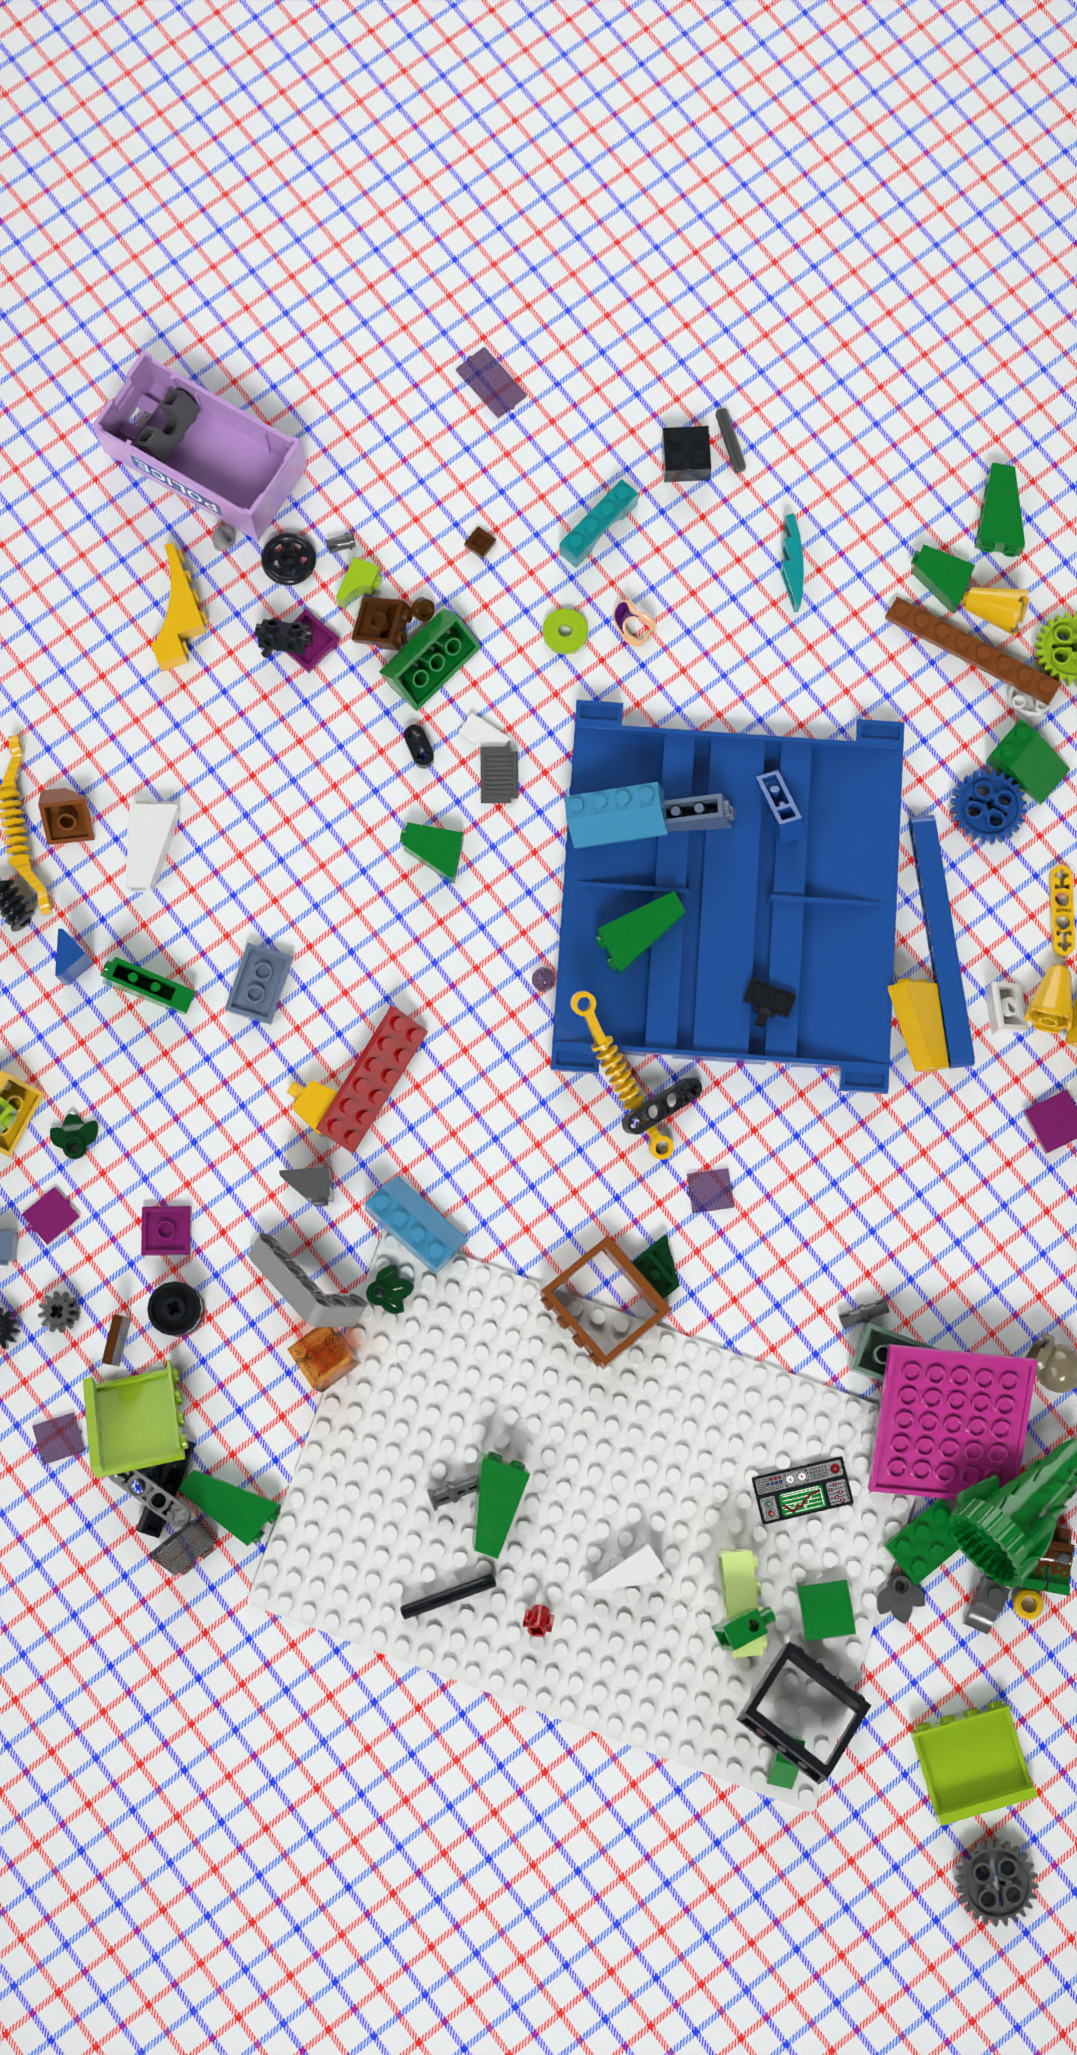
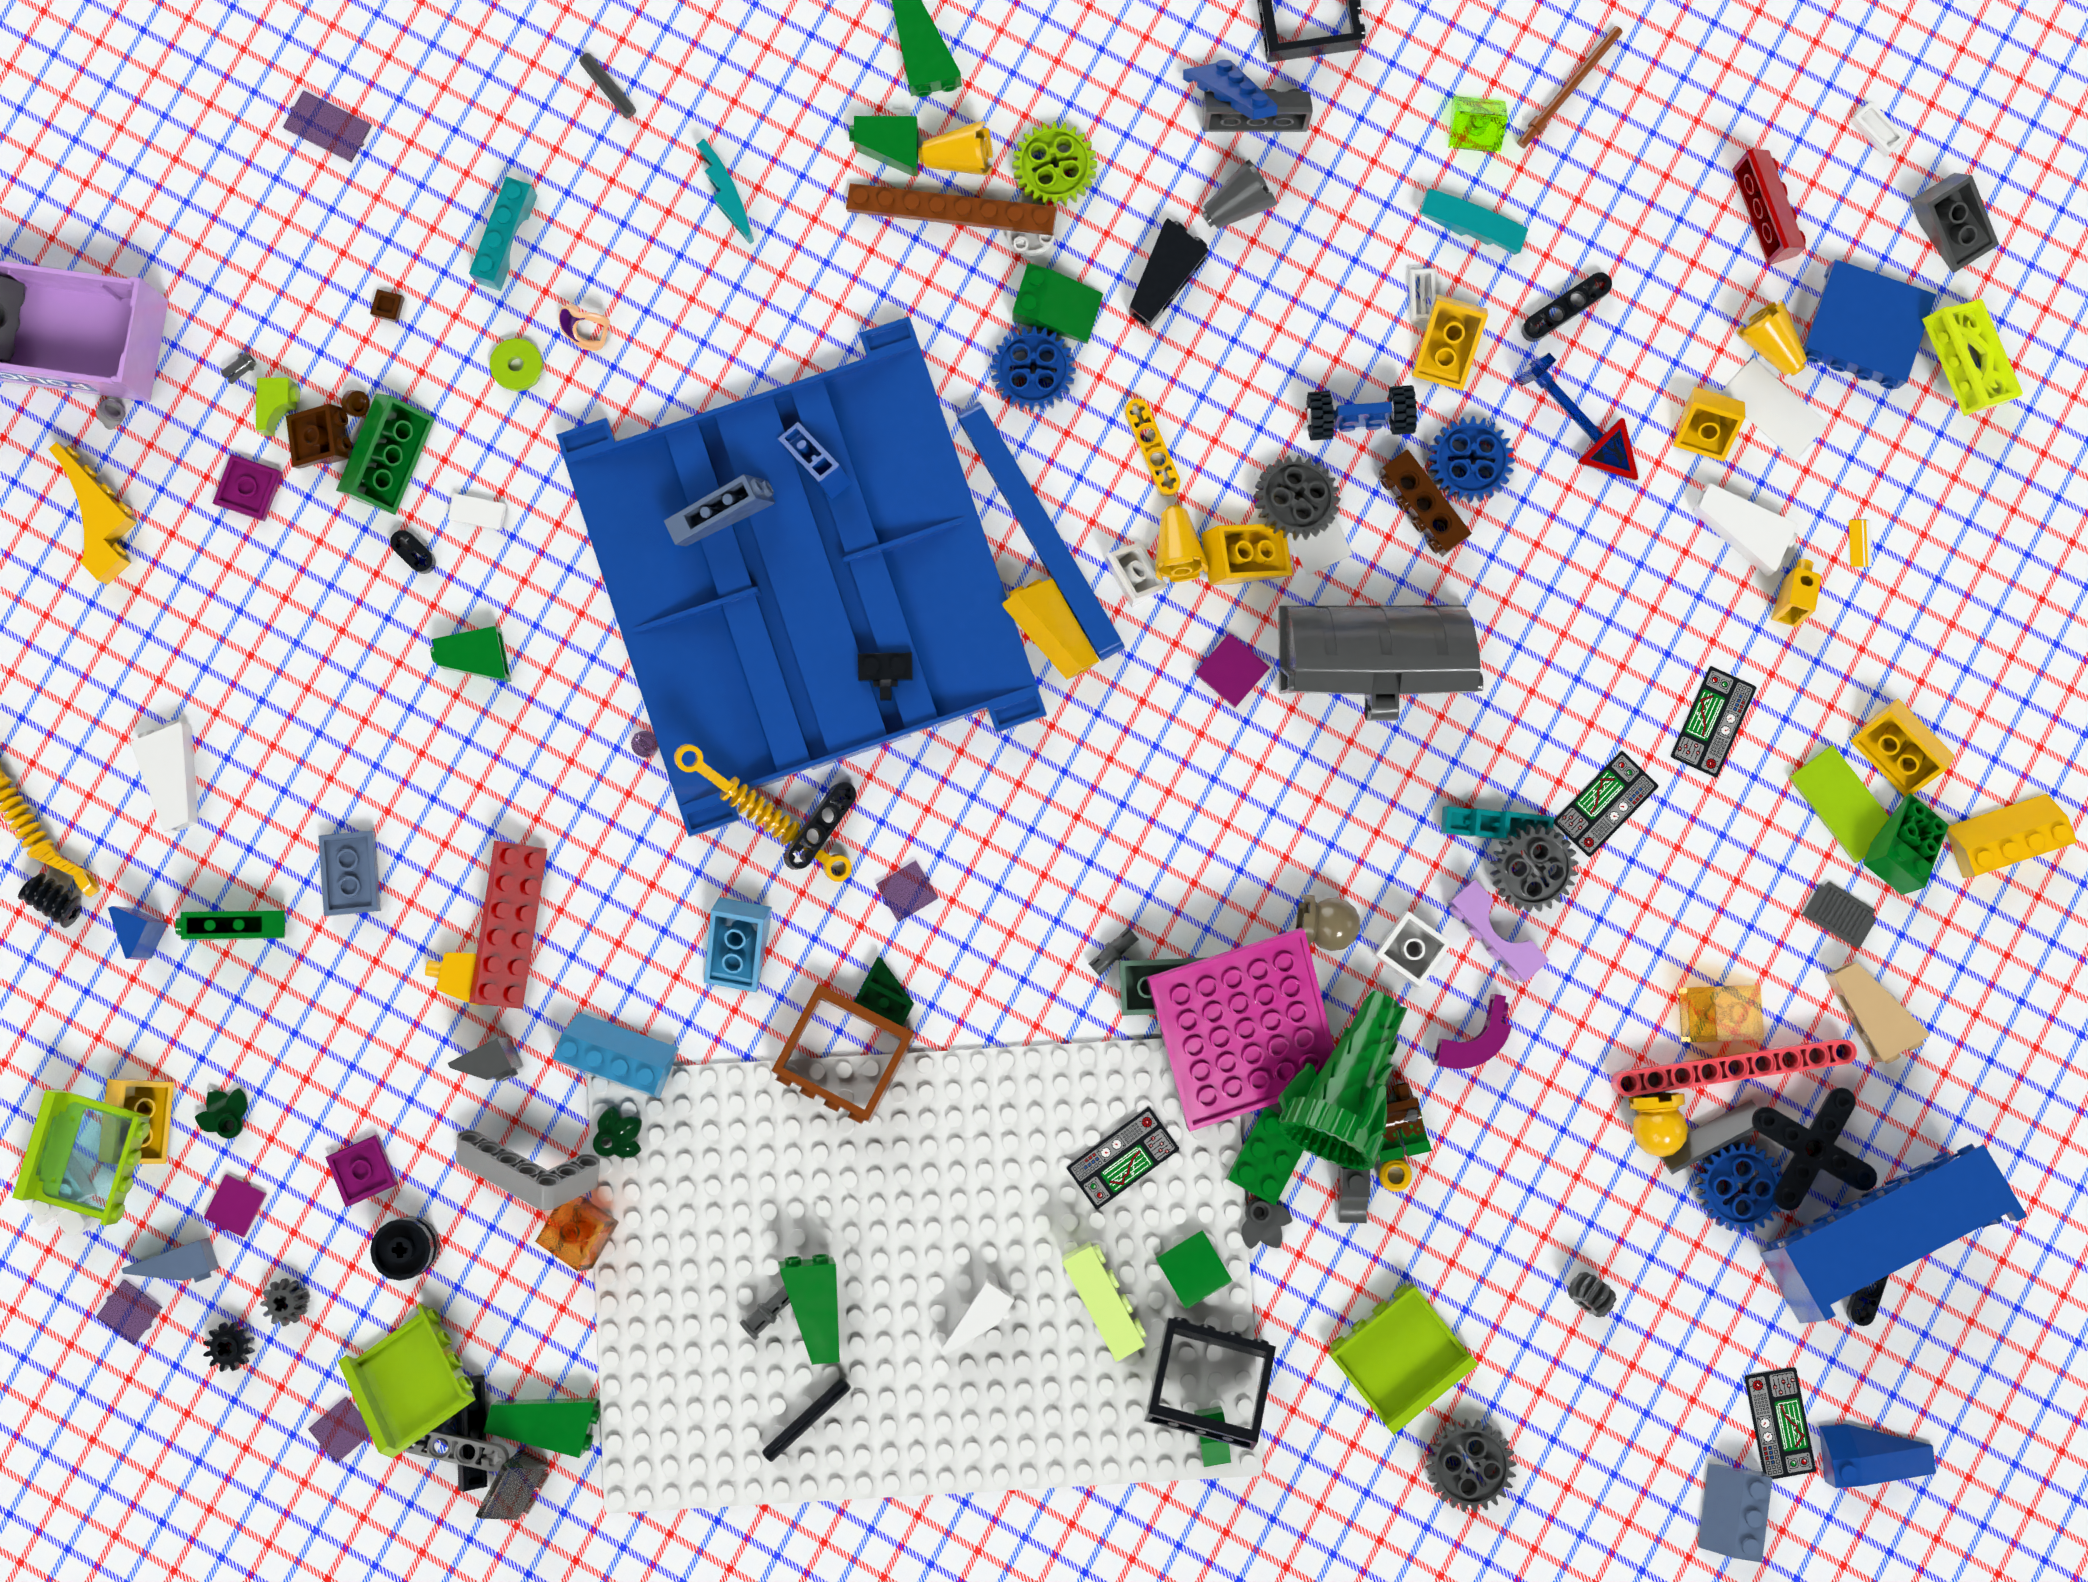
camera: 20 degrees left, 5 degrees up
(65, 816) = (68, 783): dark orange slope -> none
(116, 1340) = (355, 1307): tile -> none
(279, 575) = (179, 389): black plate -> none
(282, 636) = (216, 495): black brick -> none
(498, 774) = (509, 547): dark grey window -> none
(538, 1620) = (907, 1405): red gear -> none
(552, 1175) = (736, 944): none -> dark azure slope
(616, 815) = (645, 542): dark azure slope -> none
(638, 931) = (720, 653): green slope -> none
(686, 454) = (565, 120): black brick -> none
(734, 1631) = (1103, 1338): green torso -> none

